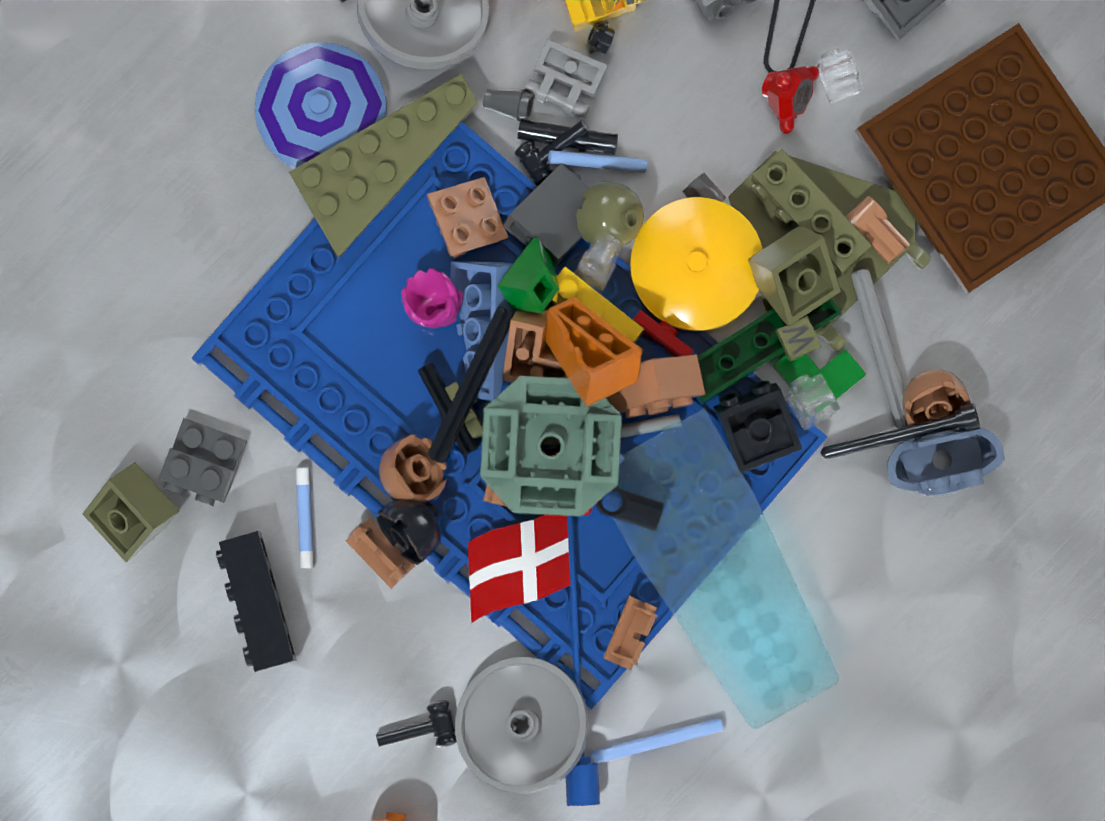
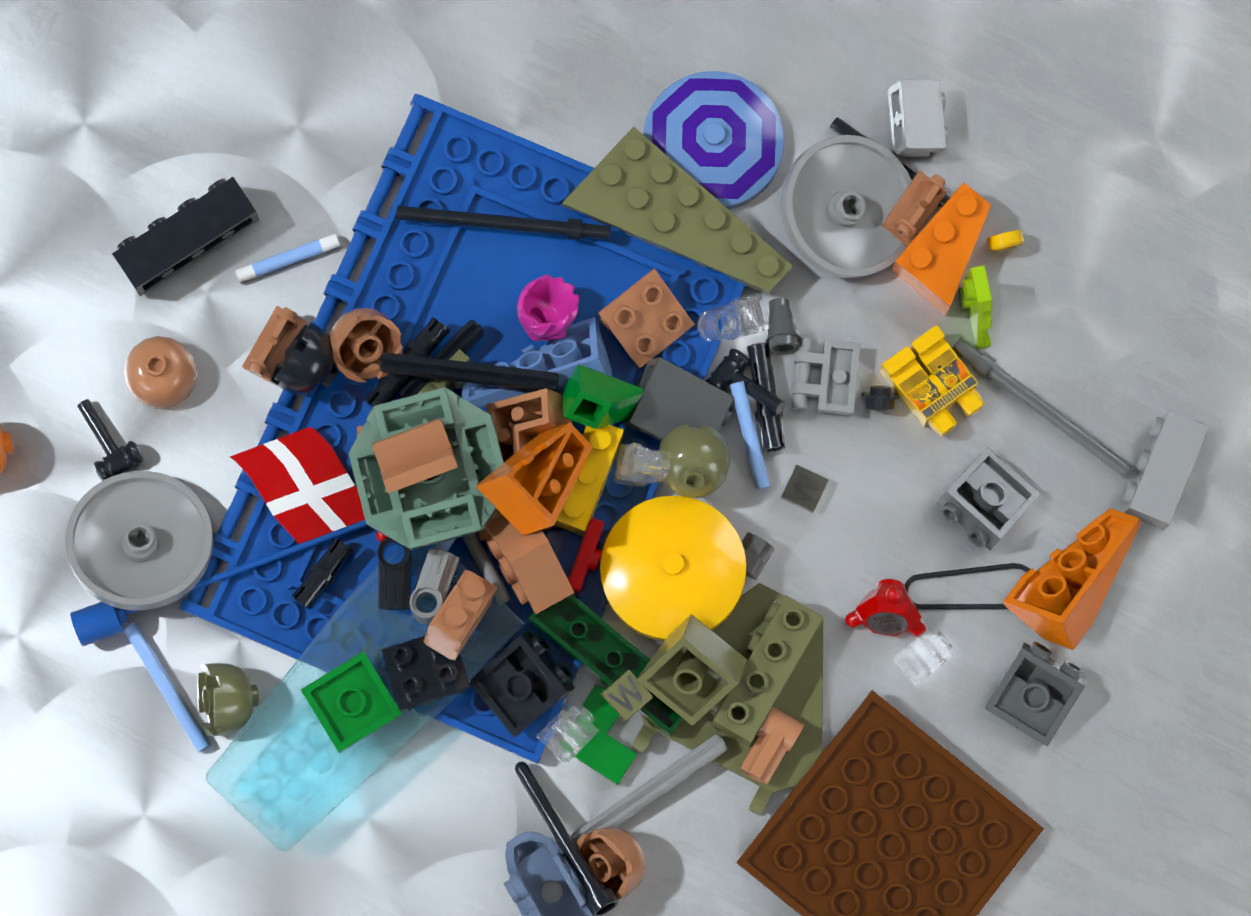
camera: 65 degrees right, 5 degrees down
(130, 511) = (240, 83): olive slope -> none
(202, 462) = (312, 138): dark grey plate -> none
(364, 255) = (573, 229): none -> black bar
(372, 662) = (160, 372): none -> nougat cylinder
(430, 425) = (422, 346): none -> black pin
(492, 140) = (739, 318): none -> clear piece
(538, 453) = (414, 455): none -> nougat panel
(604, 571) = (322, 573): none -> black pin
(635, 620) = (260, 617): nougat hinge -> none
(647, 473) = (434, 582): none -> light grey piece
(658, 130) = (804, 488): none -> clear smoke tile
(686, 459) = (460, 615): none -> nougat brick
(686, 690) = (225, 697): none -> olive cylinder
(721, 505) = (422, 674): none -> black hinge
(729, 579) = (351, 702): none -> green plate

